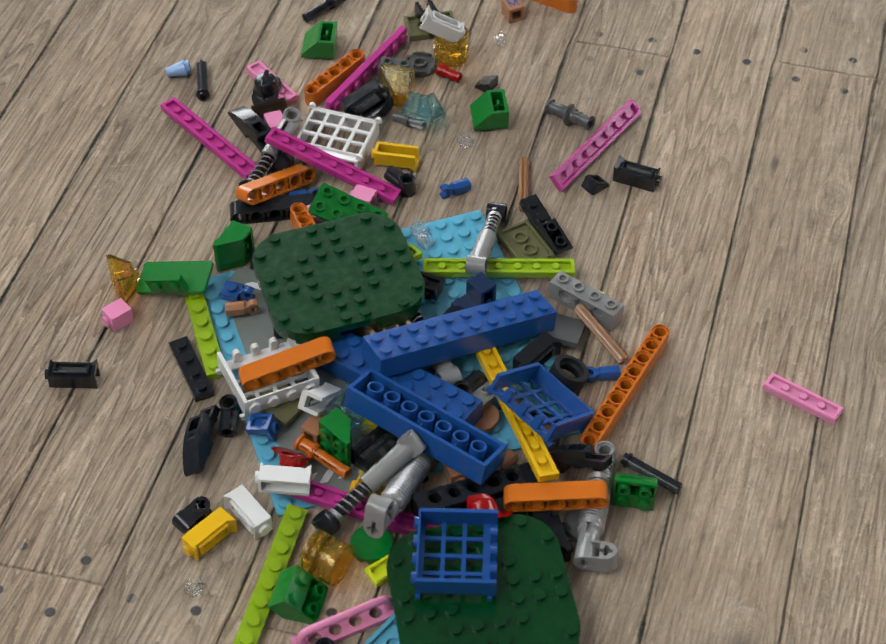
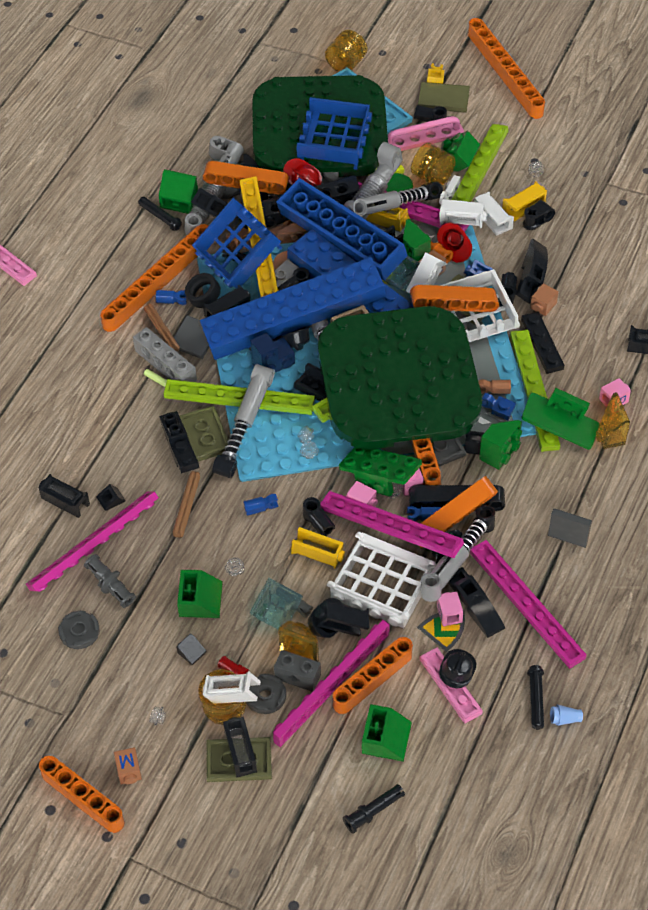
camera: 170 degrees left, 5 degrees up
(170, 183) = (569, 528): none -> dark grey tile
(187, 407) = (544, 299): none -> nougat brick
(270, 106) = (455, 636): dark brown panel -> none
(303, 531) = (451, 188): none -> white hinge
(584, 89) = (79, 630): none -> dark grey tile

